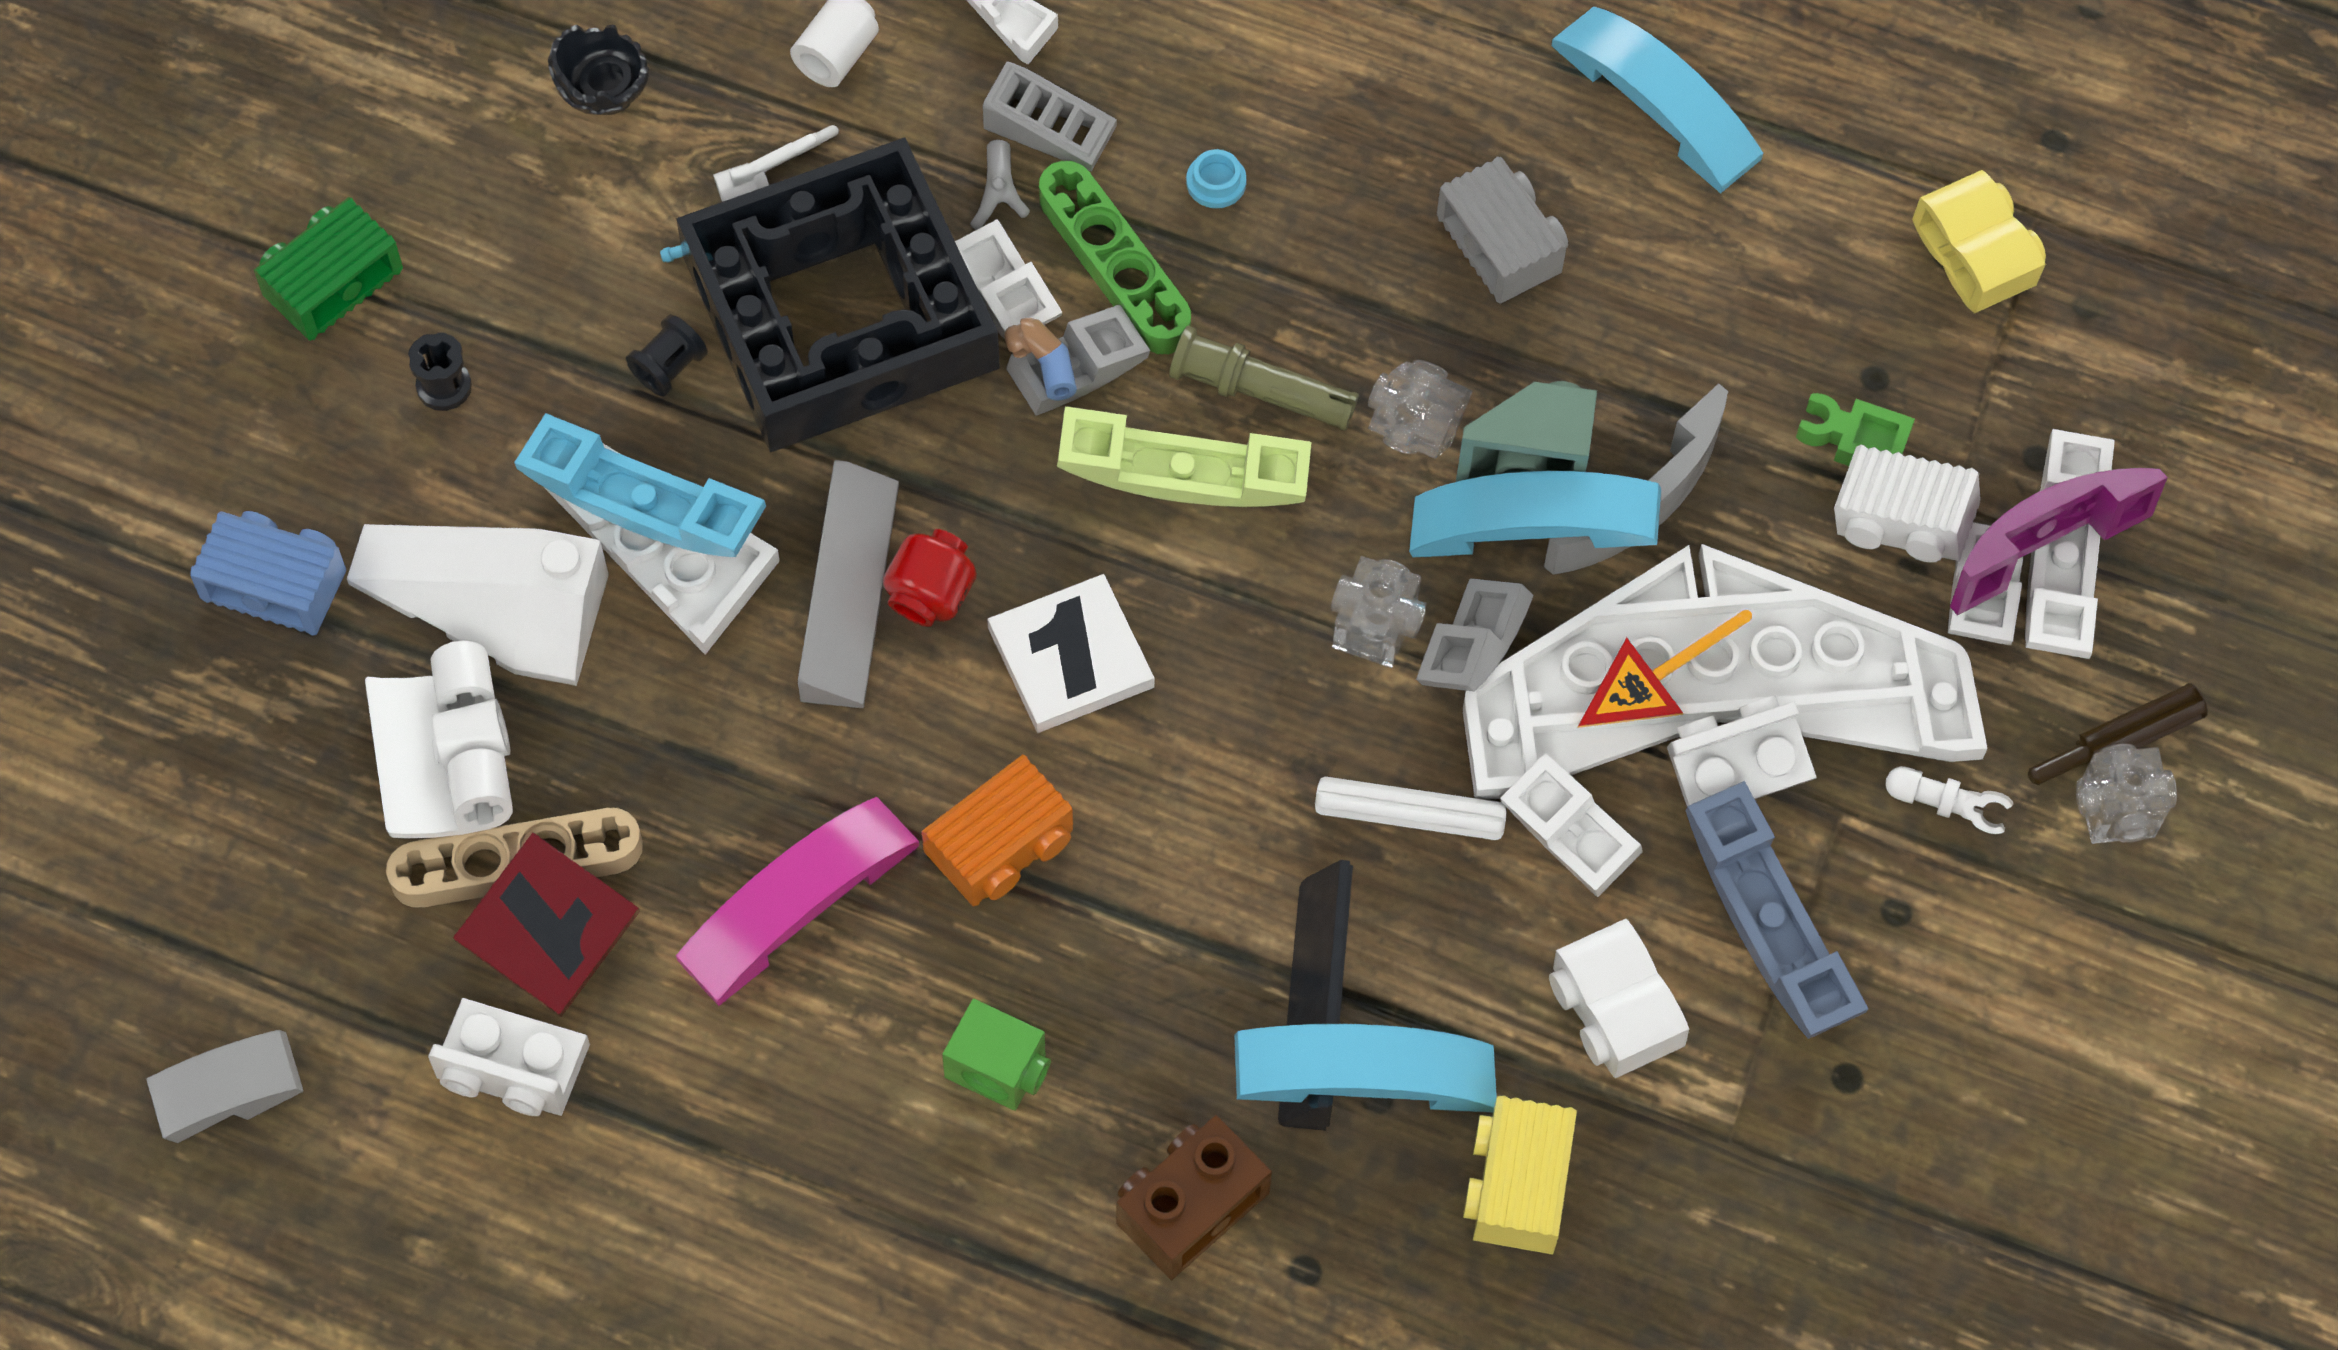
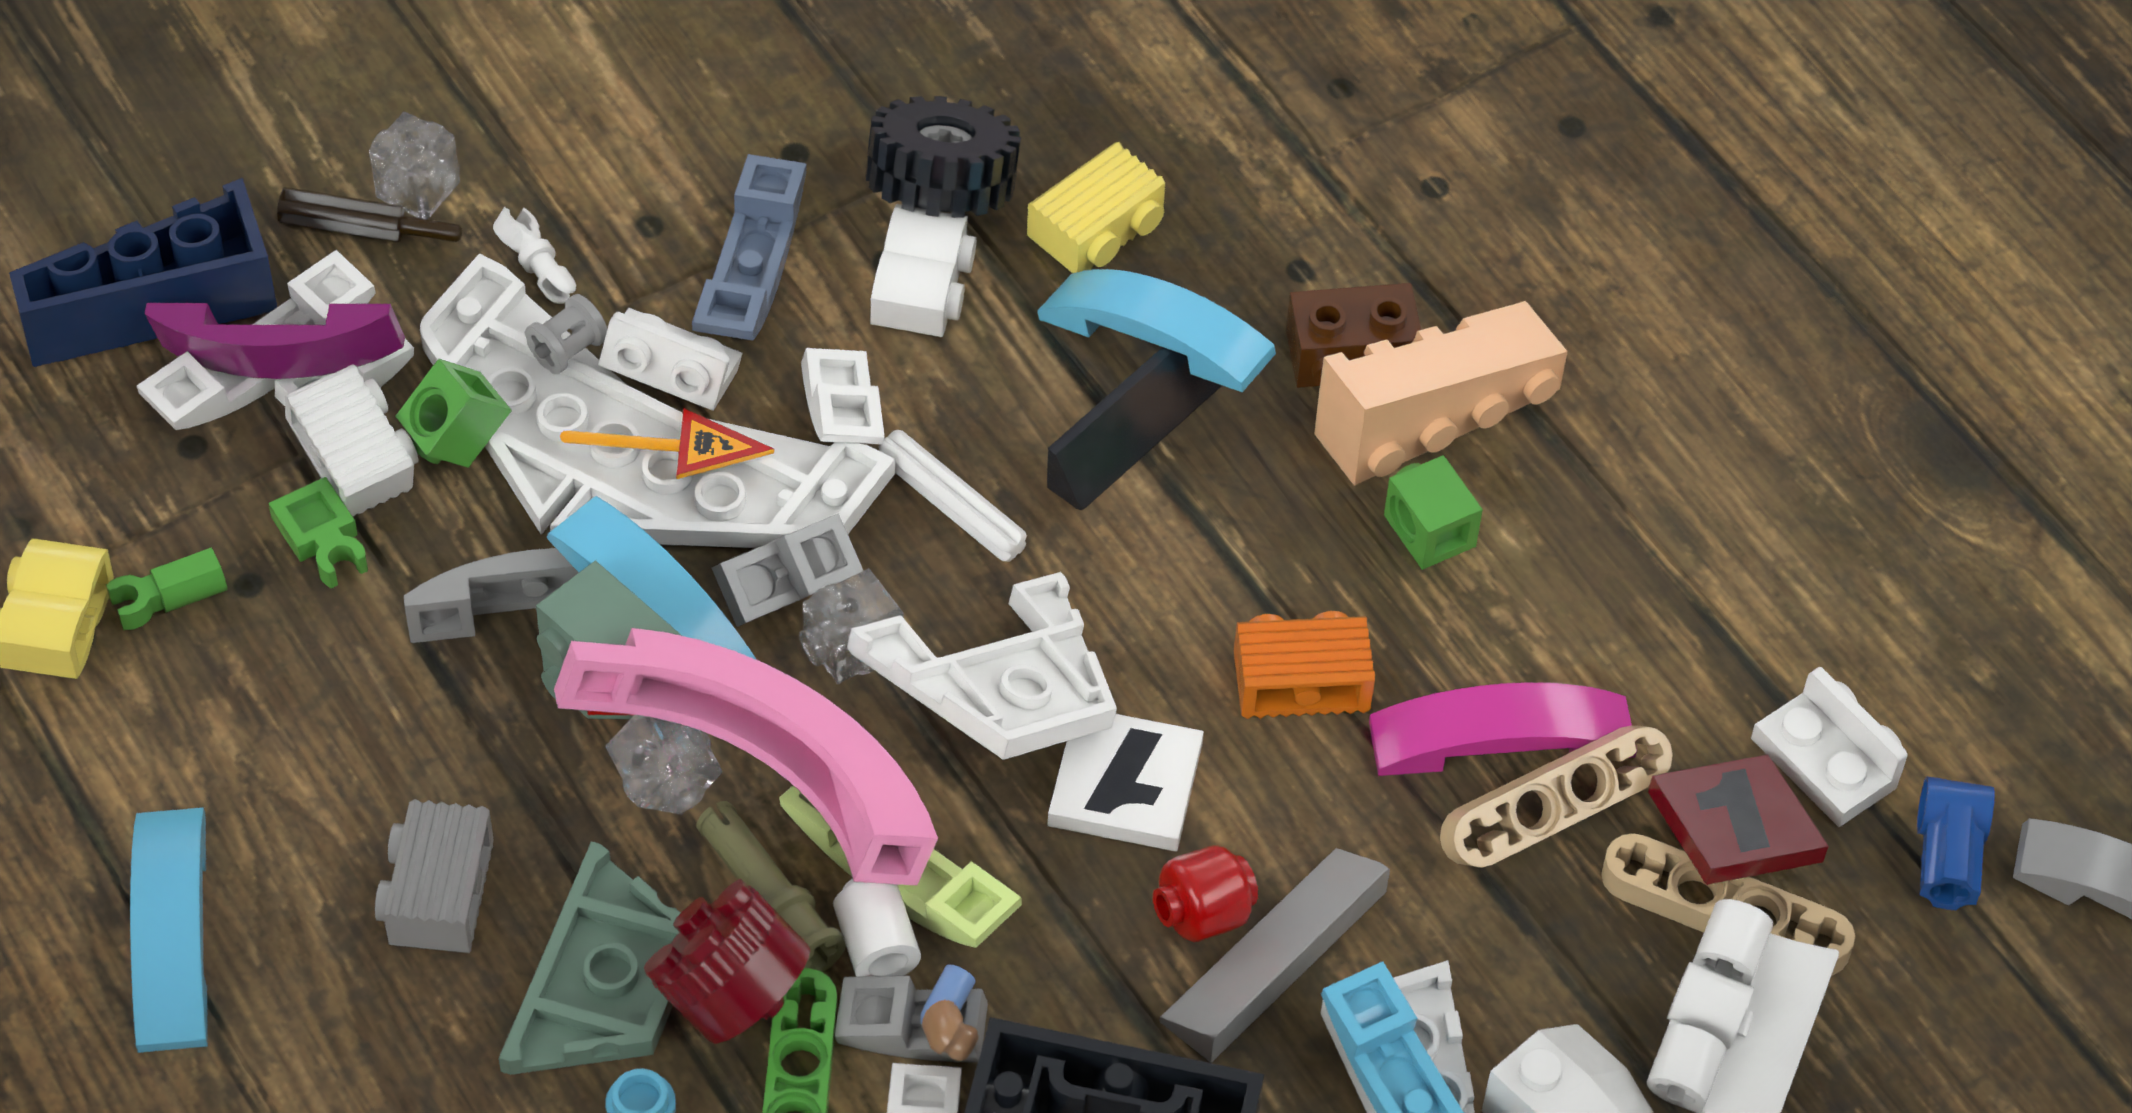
camera: 145 degrees left, 10 degrees down
(357, 1040) = (1955, 829): none -> blue piece
(683, 906) = (1559, 802): none -> tan beam
(1073, 1177) = (1435, 389): none -> light nougat wedge
(1153, 390) = (876, 929): none -> white brick
(1194, 631) = (1007, 692): none -> white wing
(1222, 261) = (728, 962): none -> dark red piece
(1325, 249) = (591, 983): none -> sand green wing
(1335, 453) = (776, 721): none -> bright pink arch
(1651, 1097) = (942, 156): none -> black bush
(1830, 694) = (546, 341): none -> light grey bush
(1847, 567) = (452, 414): none -> bright green brick
(1919, 323) = (167, 587): none -> bright green bar
(2198, 550) = (99, 295): none -> dark blue wedge

